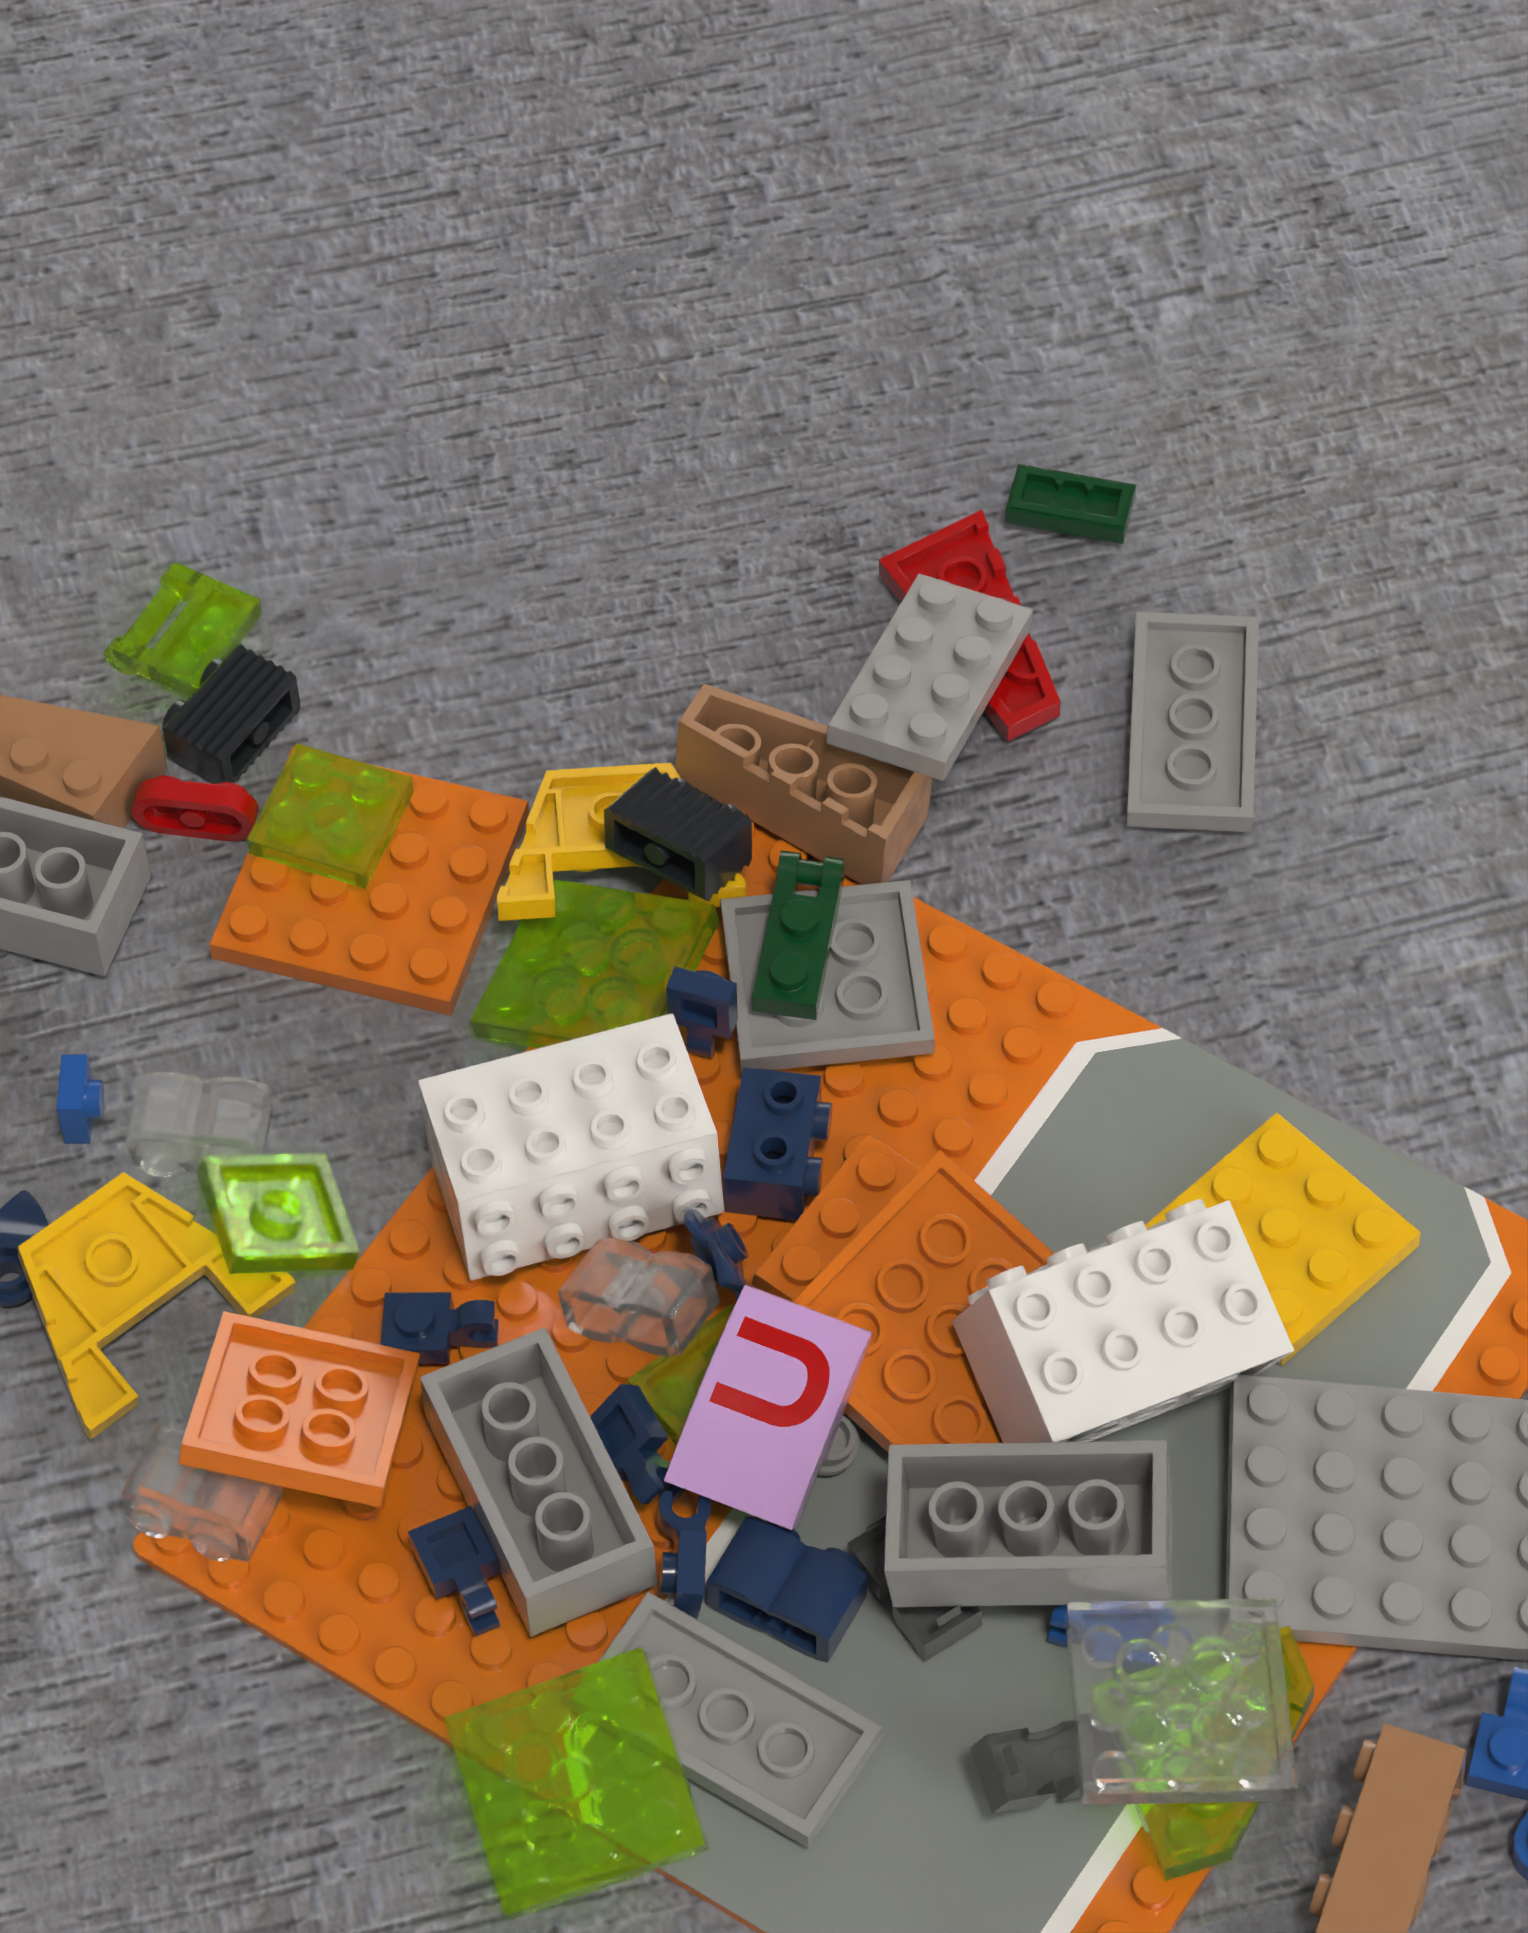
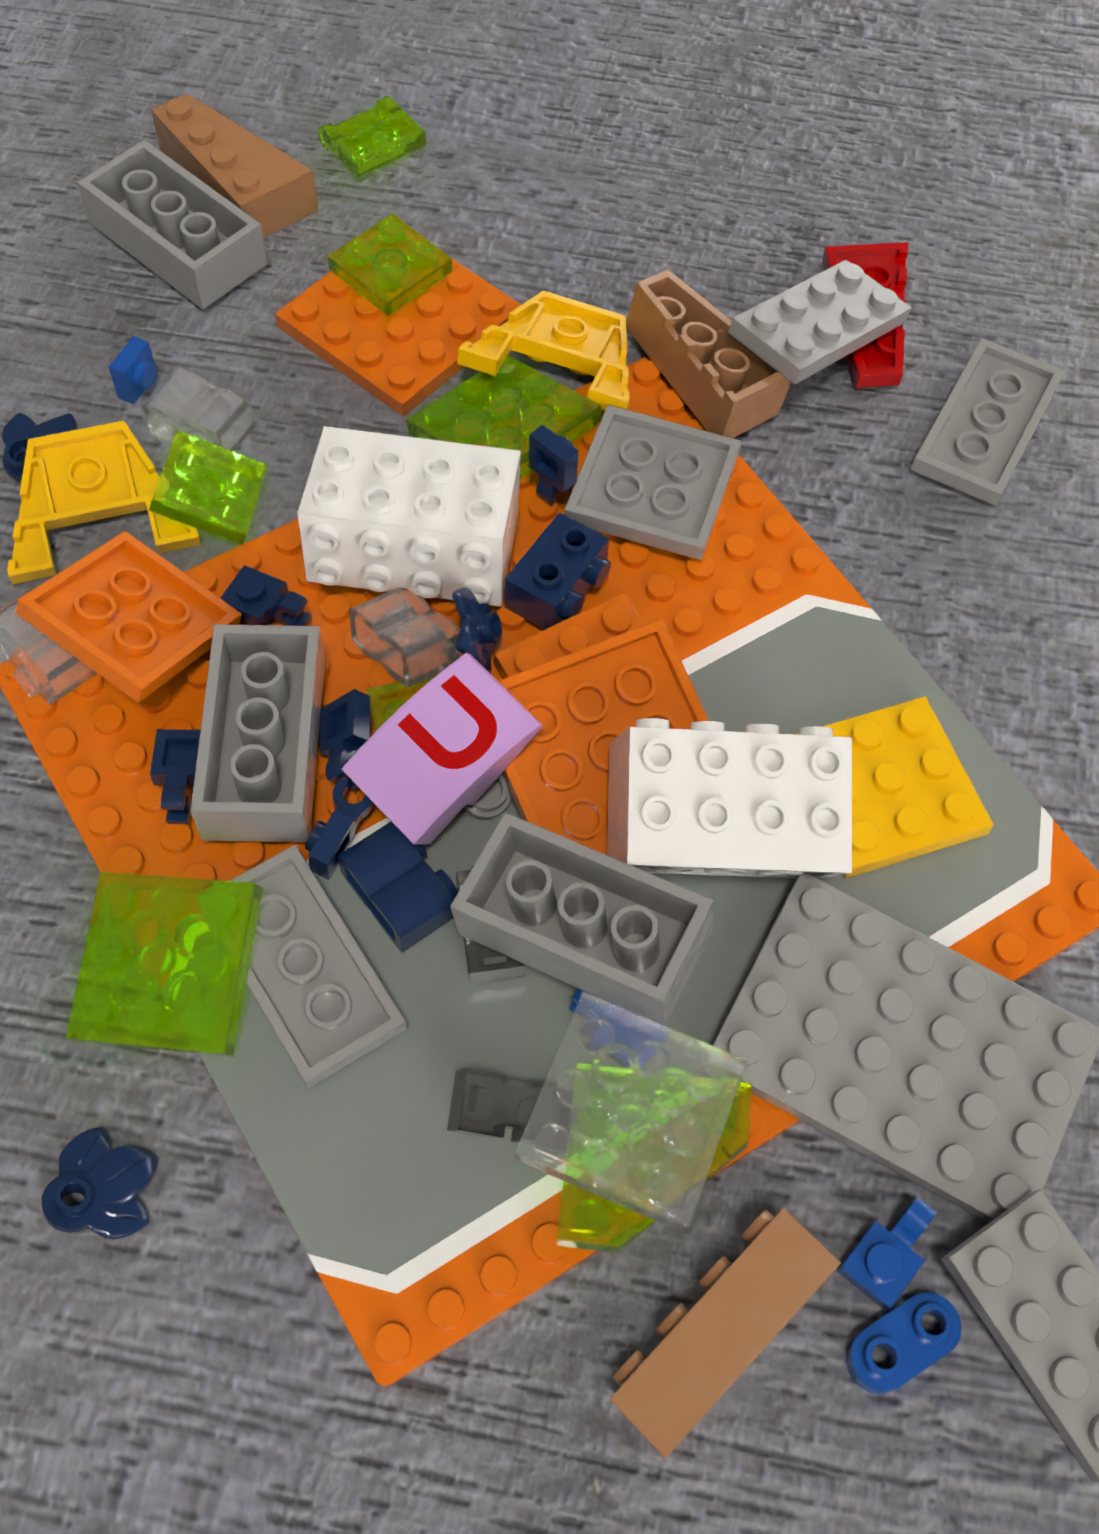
camera: 20 degrees right, 5 degrees up
(195, 809) = (311, 230): red plate -> none
(231, 715) = (369, 190): black brick -> none
(679, 833) = (599, 350): black brick -> none
(798, 937) = (645, 445): dark green plate -> none
(1070, 503) = (969, 261): dark green plate -> none

